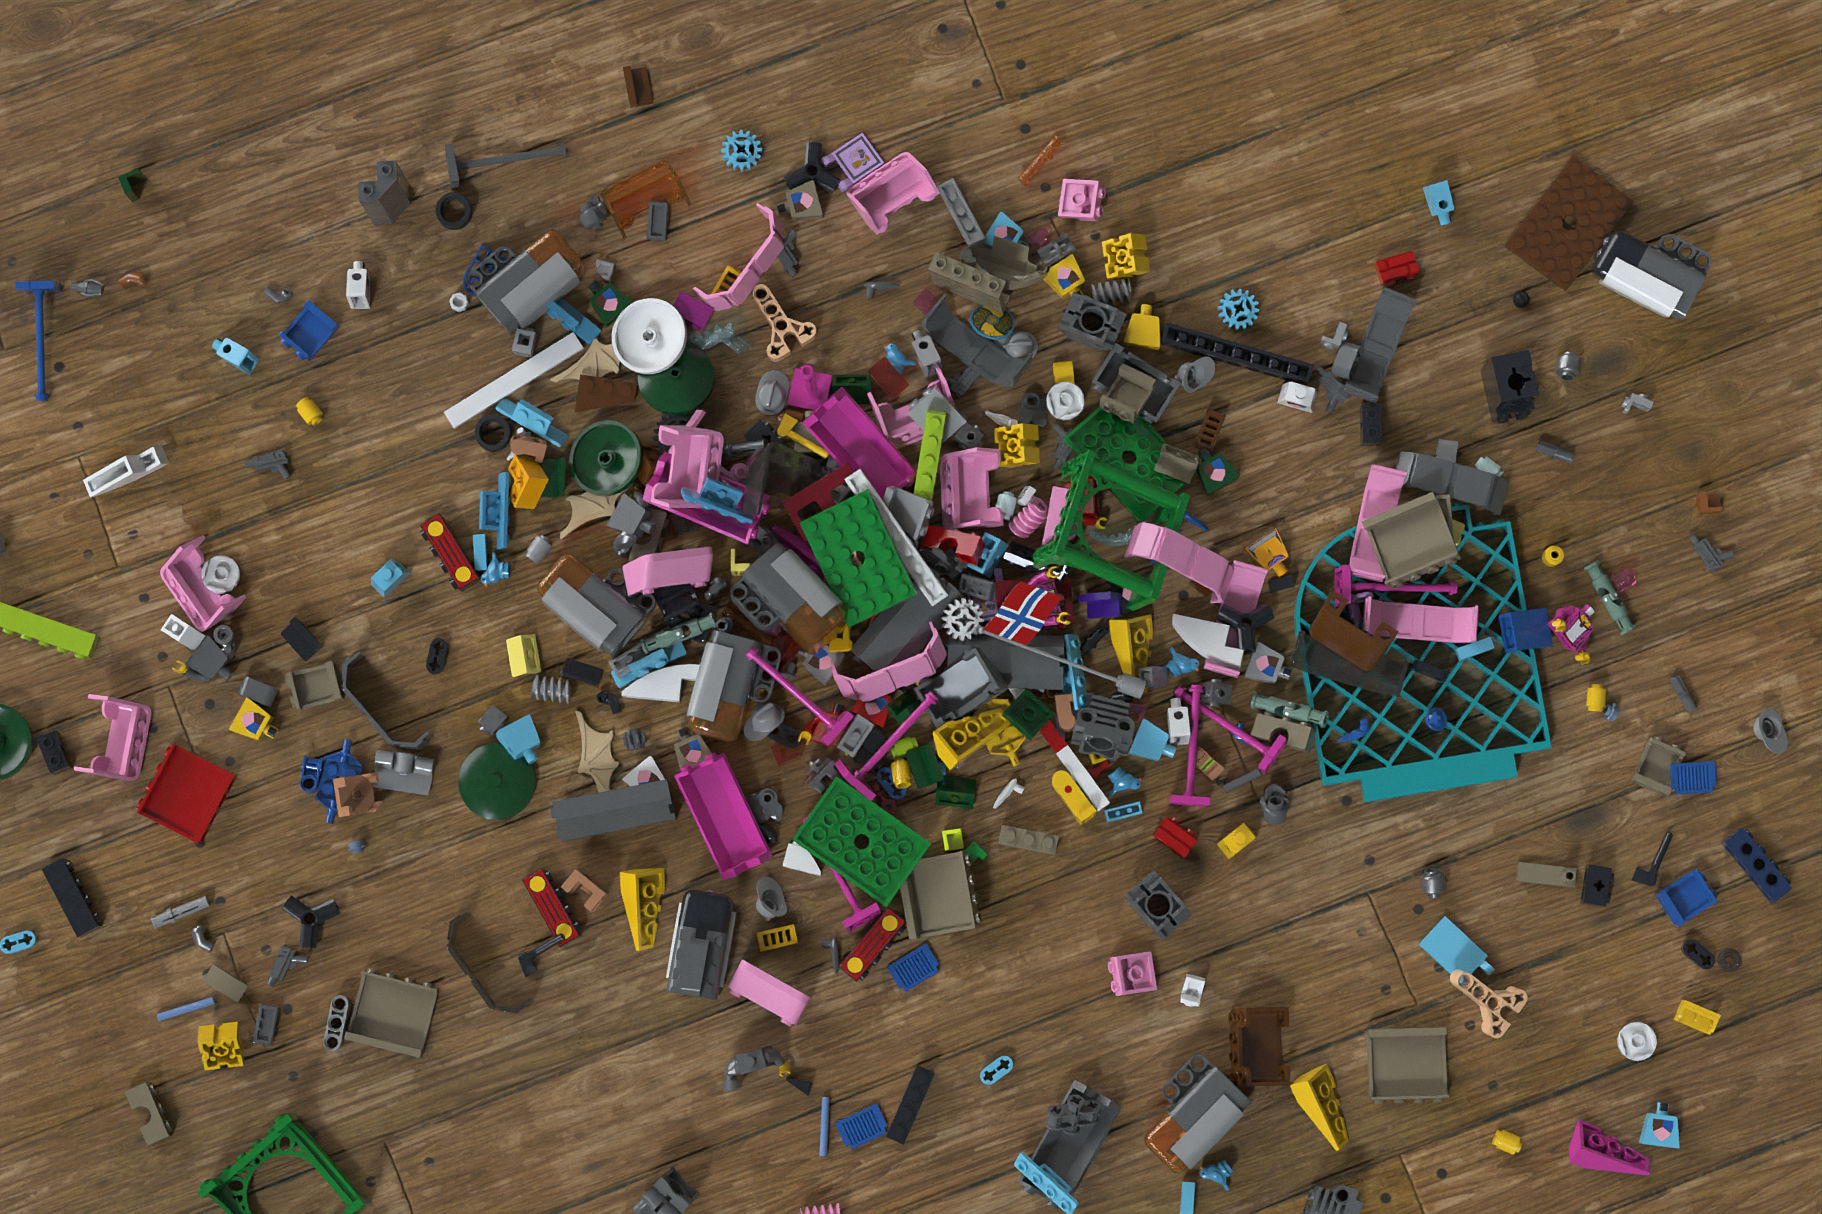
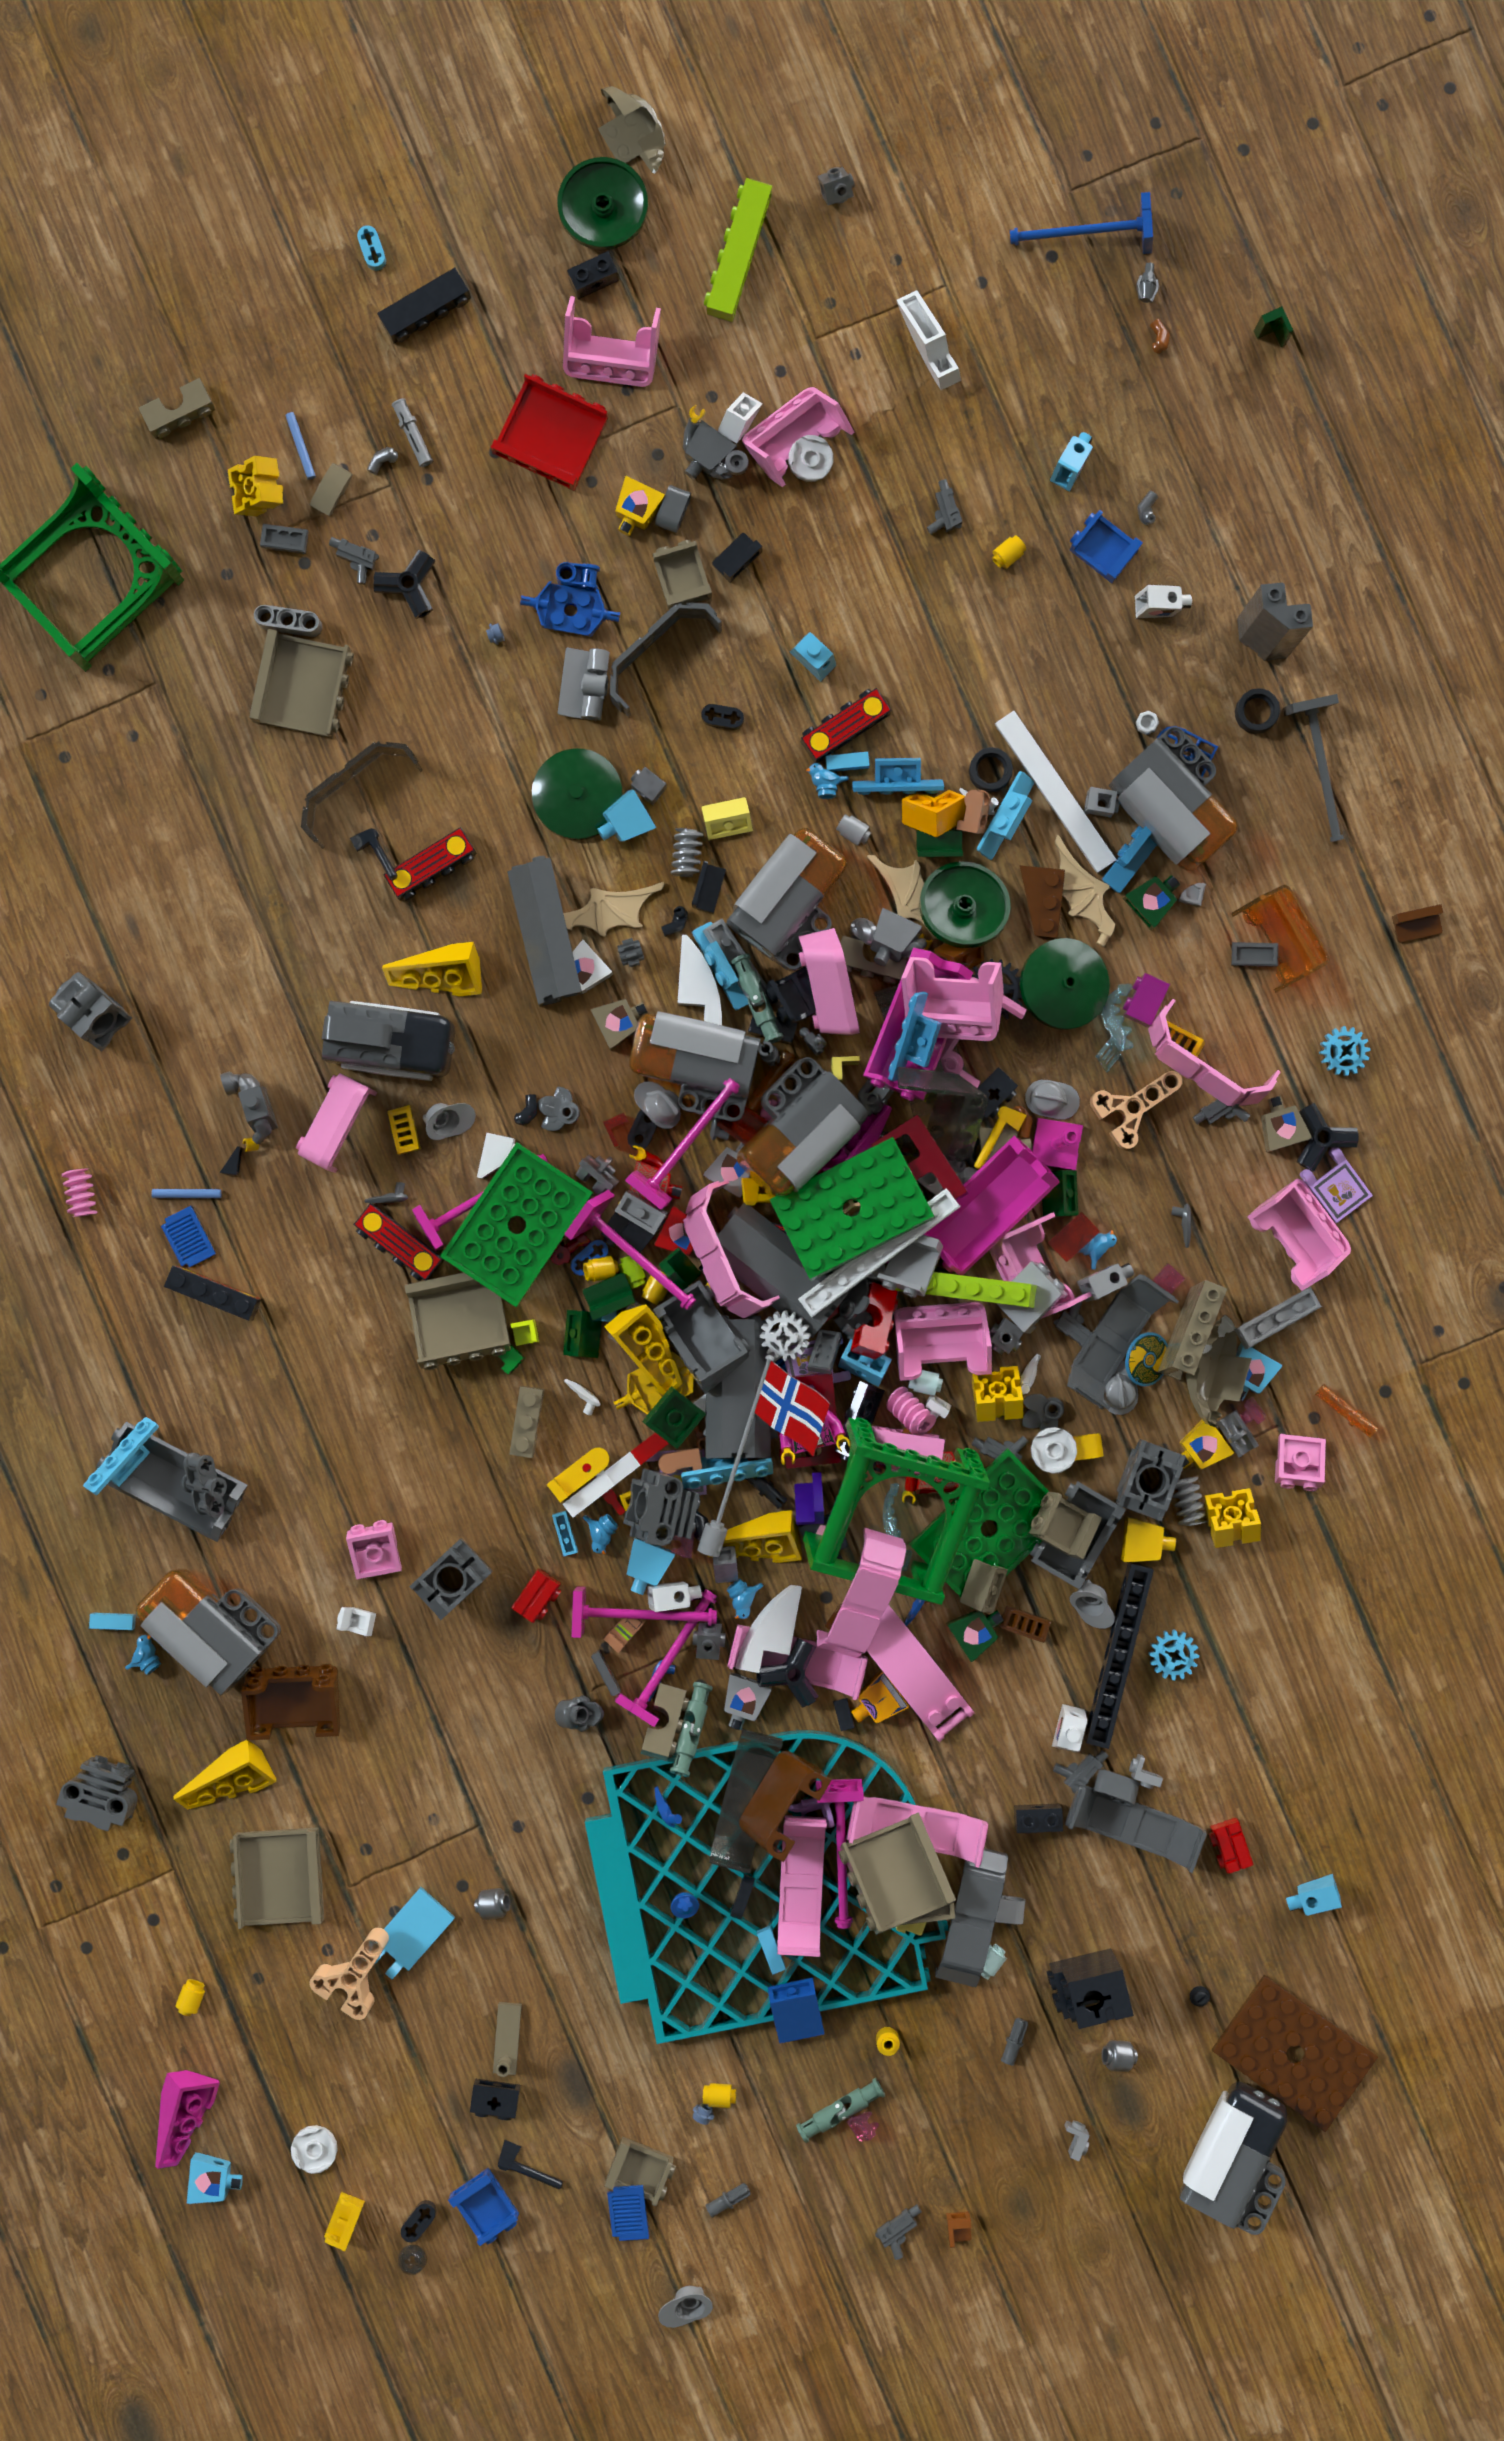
camera: 90 degrees right, 5 degrees up
(356, 794) = (553, 629): nougat panel -> none
(588, 886) = (455, 905): nougat panel -> none
(593, 213) = (1260, 876): dark grey head -> none
(649, 336) = (1113, 949): white dish -> none
(723, 815) = (543, 1060): dark pink panel -> none
(730, 450) = (979, 1053): dark grey pin -> none
(914, 968) = (374, 1292): blue window -> none
(920, 729) = (654, 1290): none -> yellow brick
(994, 1065) = (253, 1396): medium azure beam -> none
(1237, 840) = (535, 1670): yellow torso -> none
(1250, 520) = (916, 1675): none -> bright pink windscreen
(1573, 629) = (799, 2067): torso -> none
(1734, 844) = (503, 2320): dark blue brick -> none

